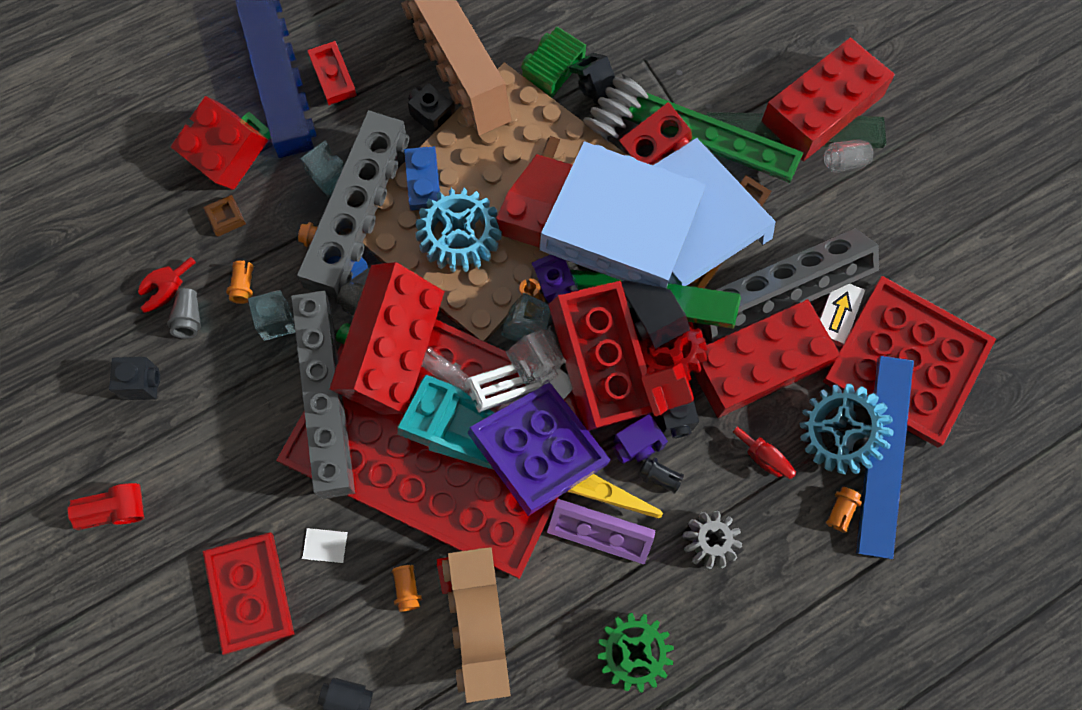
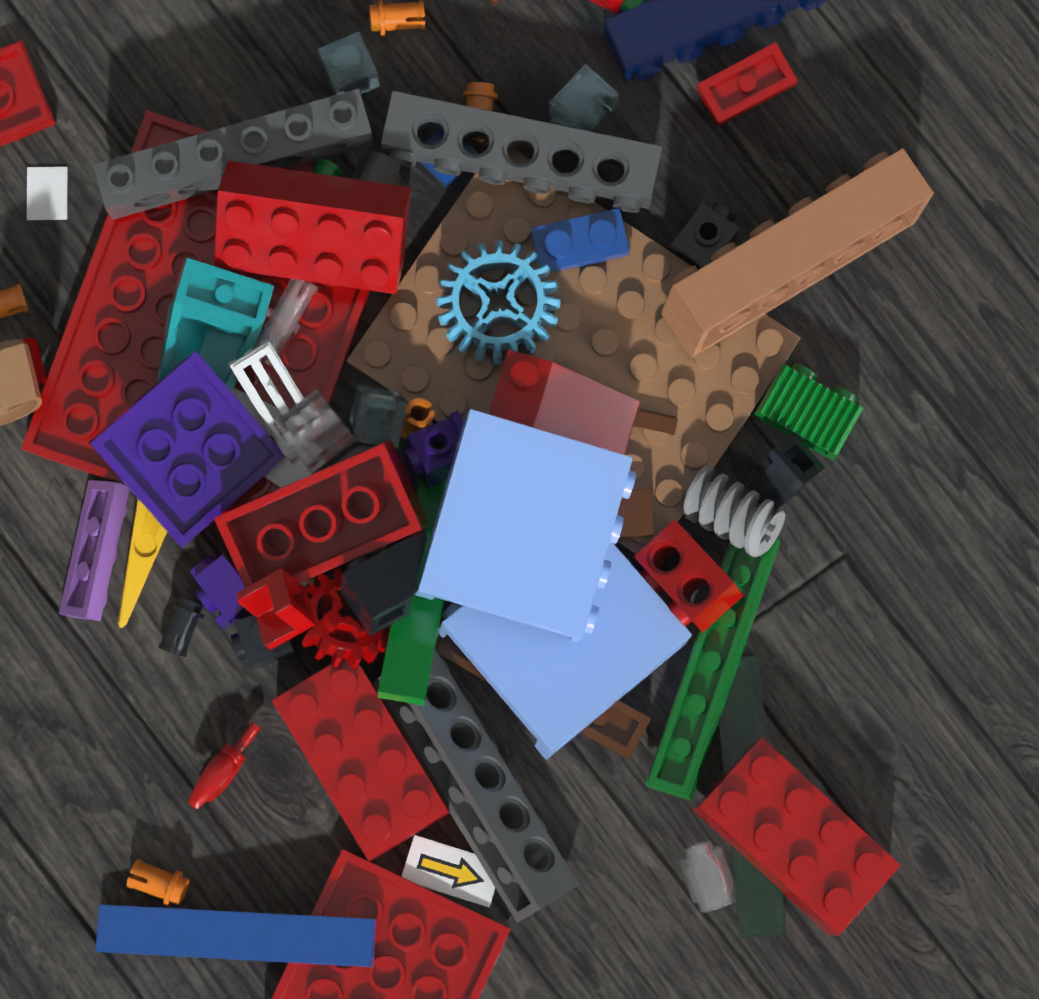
camera: 90 degrees right, 10 degrees up
(725, 539) = (81, 705): light grey gear -> none
(846, 415) = (280, 891): medium azure gear -> none

